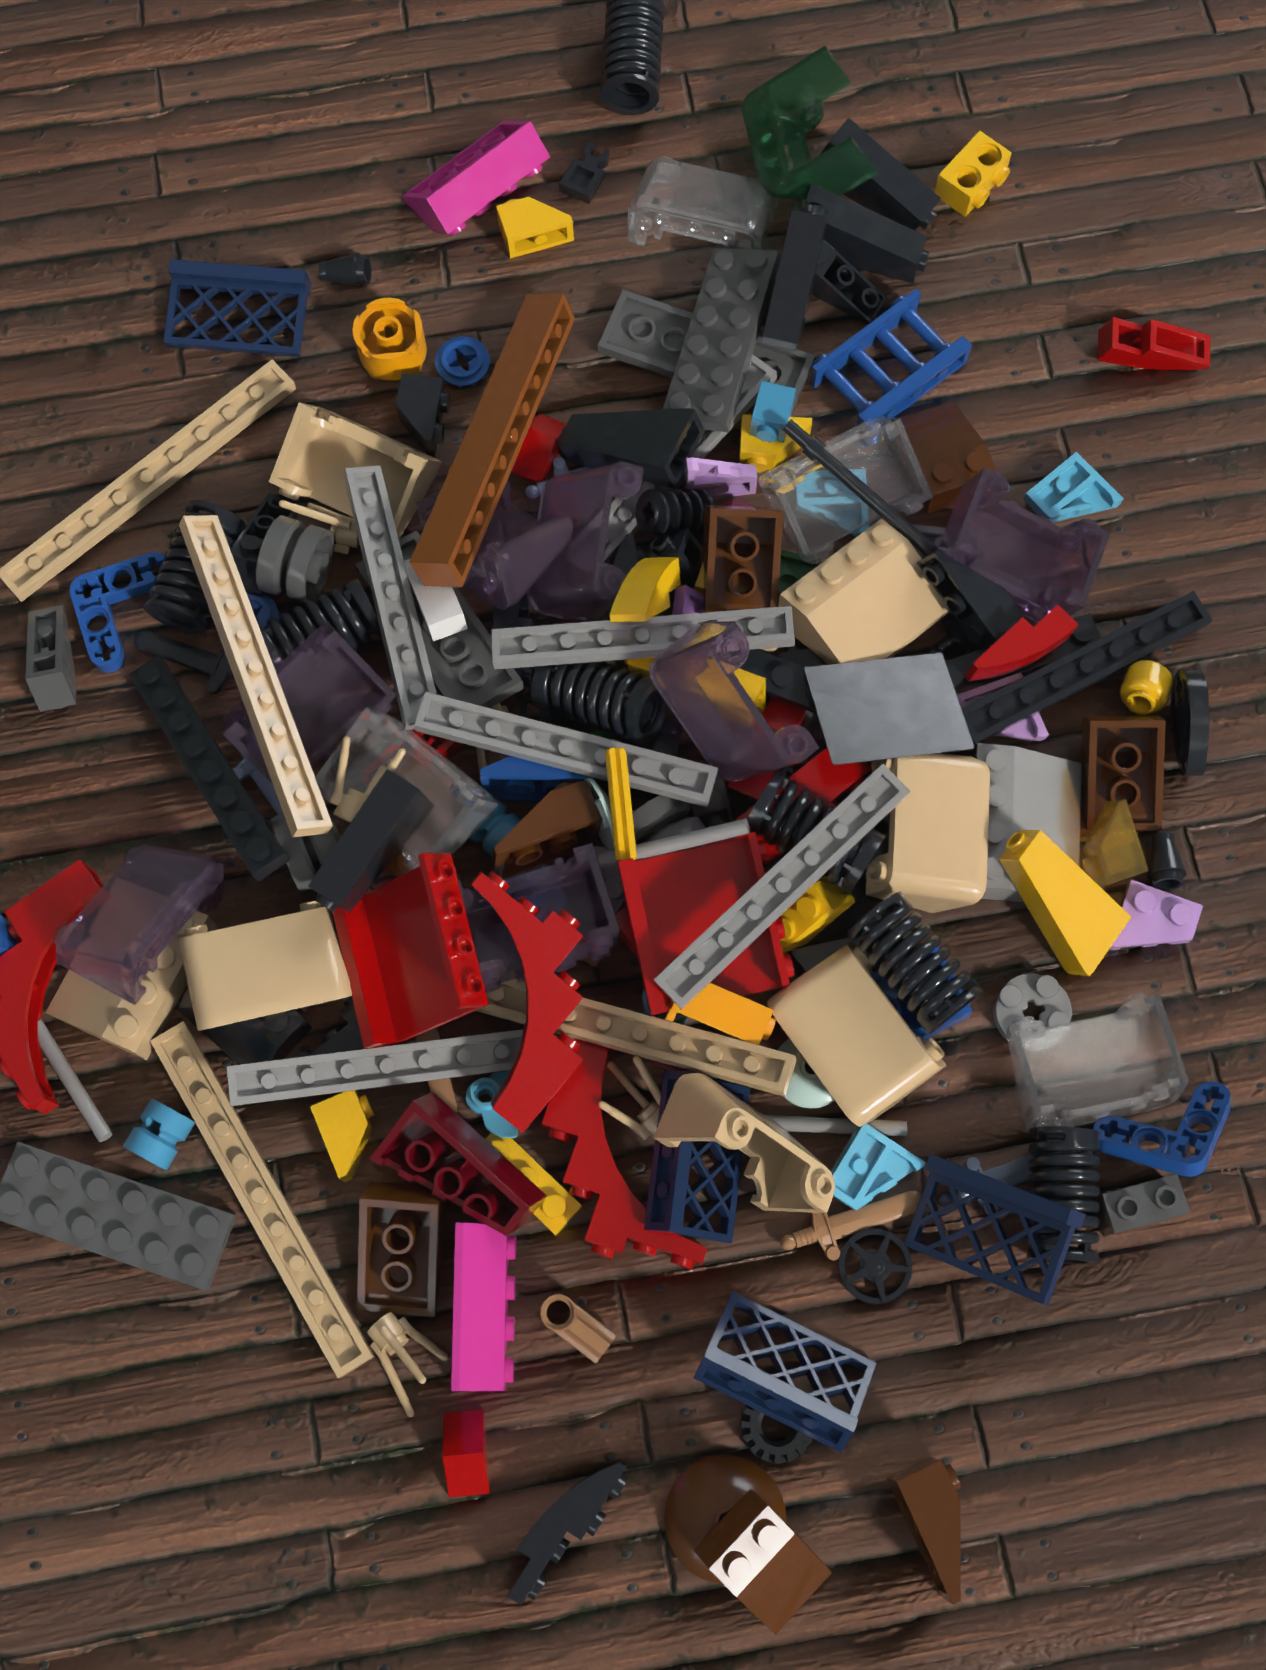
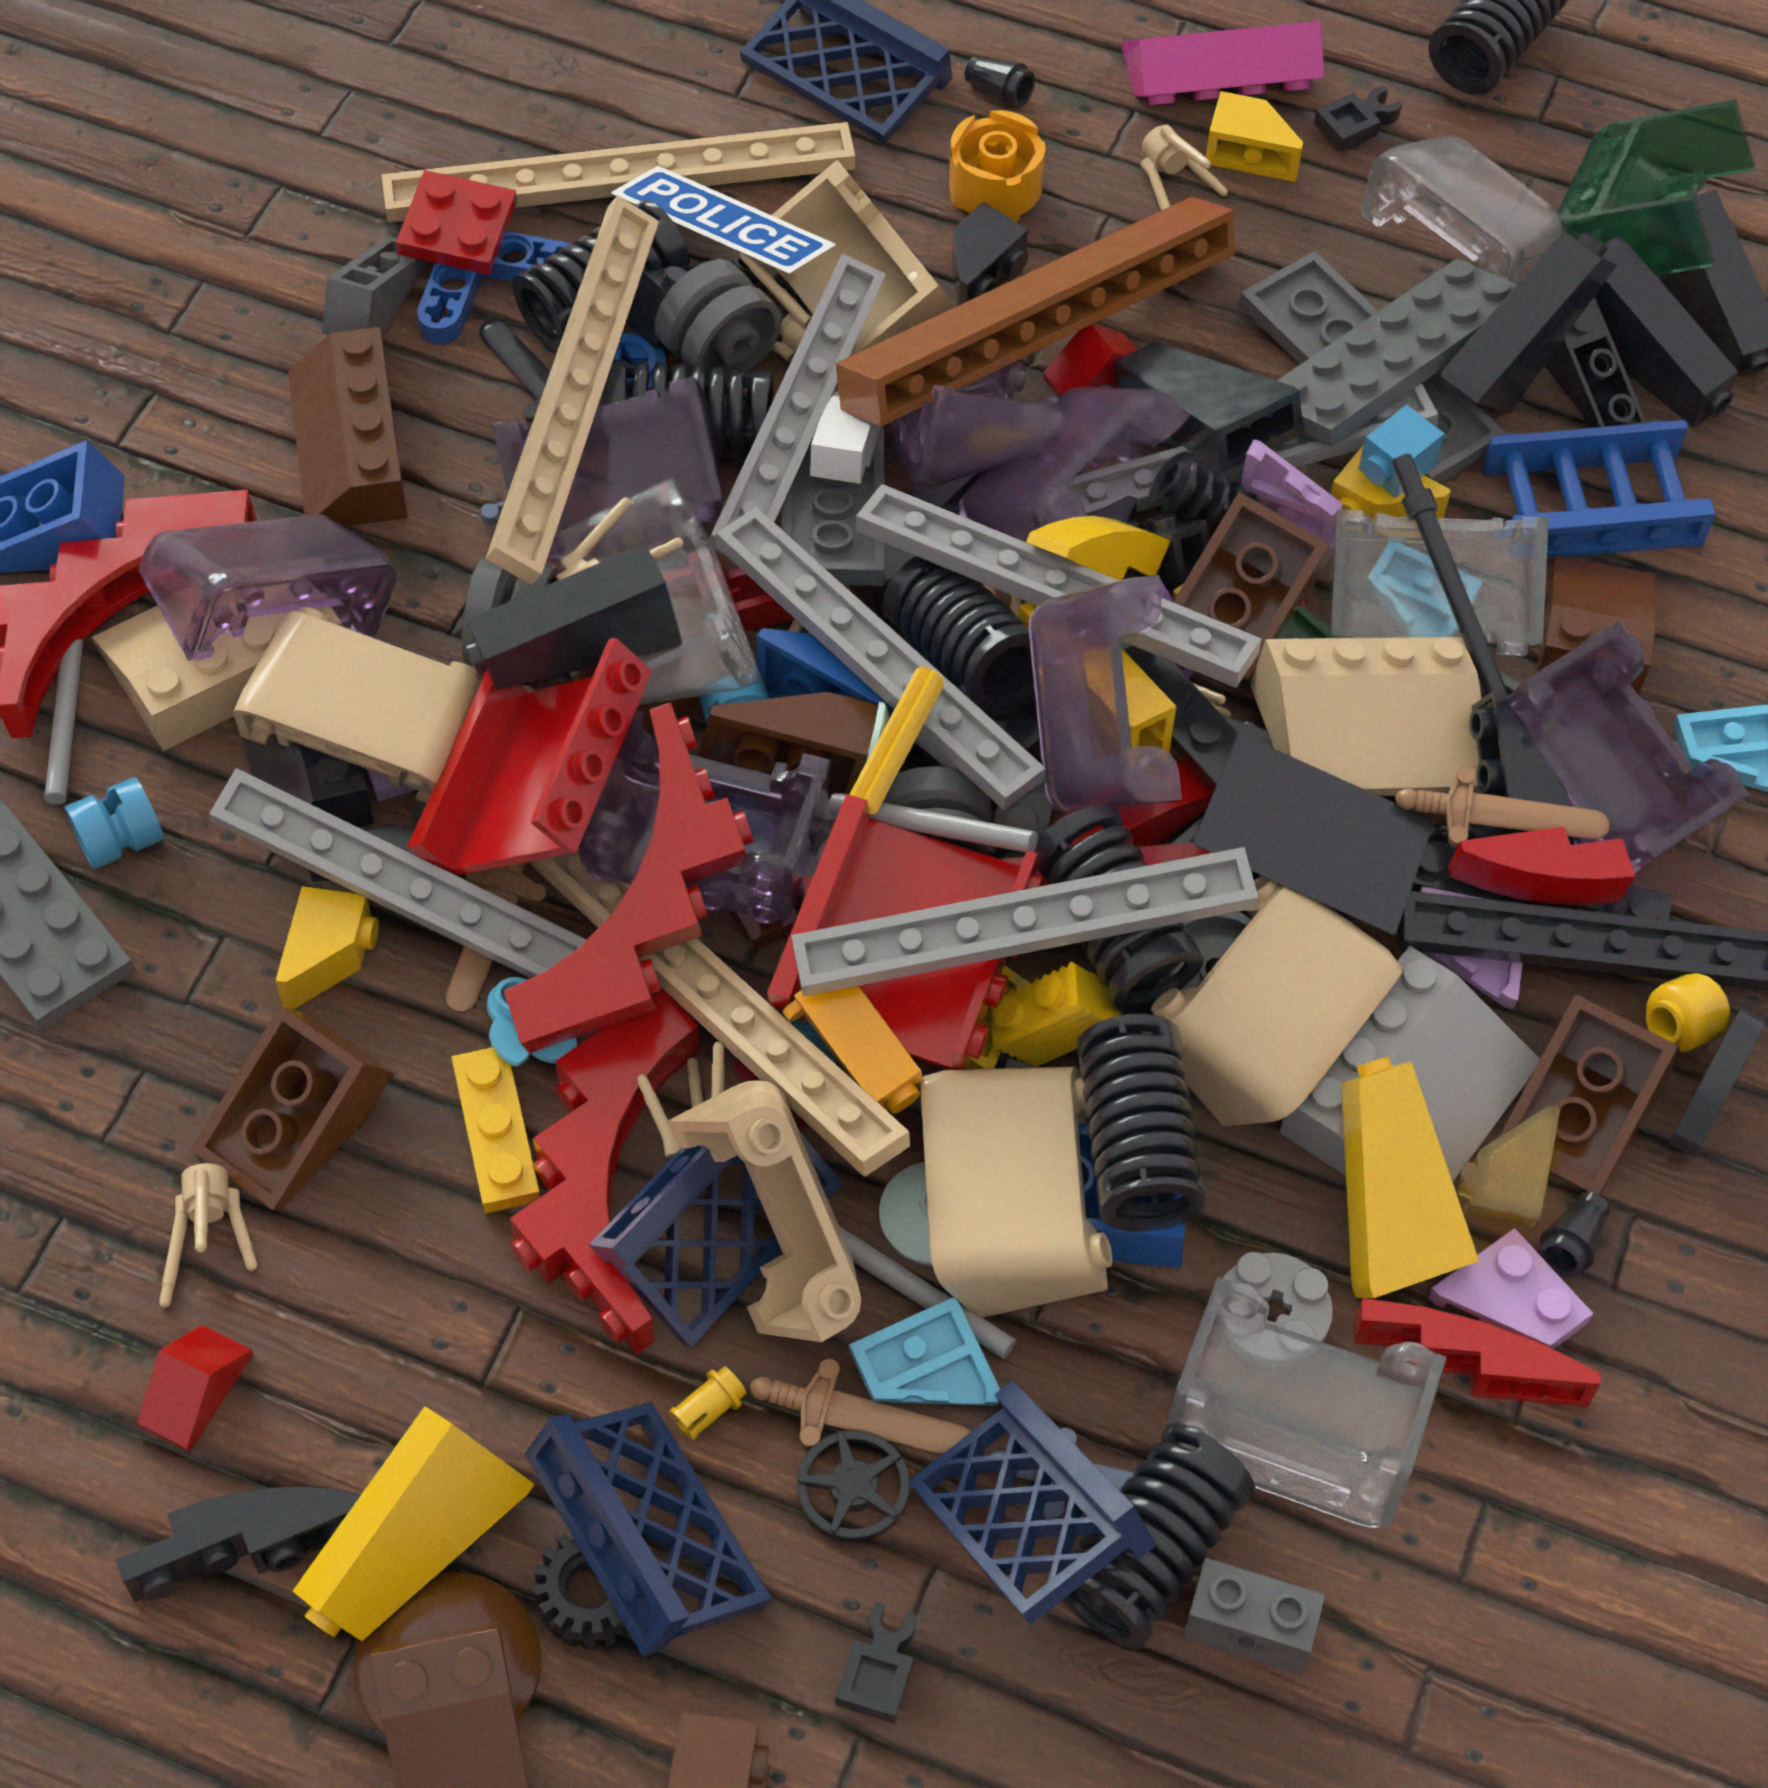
camera: 30 degrees right, 15 degrees down
(72, 581) = (456, 222): none -> red plate
(106, 773) = (347, 430): none -> reddish brown slope
(209, 769) = (457, 474): black plate -> none
(248, 482) = (726, 219): none -> sticker
(262, 1200) = (173, 974): tan plate -> none
(458, 1165) = (423, 1042): dark red wedge -> none
(468, 349) = (1052, 224): blue gear -> none
(481, 1309) = (329, 1221): dark pink slope -> none
(487, 267) = (1170, 154): none -> tan plant
(580, 1329) = (430, 1319): medium nougat piece -> none
(657, 1462) = (408, 1525): none -> yellow slope
(765, 1271) = (708, 1402): none -> yellow pin
(955, 635) = (1465, 807): none -> medium nougat sword
(964, 1370) = (876, 1671): none -> black plate
(1166, 968) = (1497, 1360): none -> red slope
(1173, 1145) = (1353, 1573): blue beam -> none

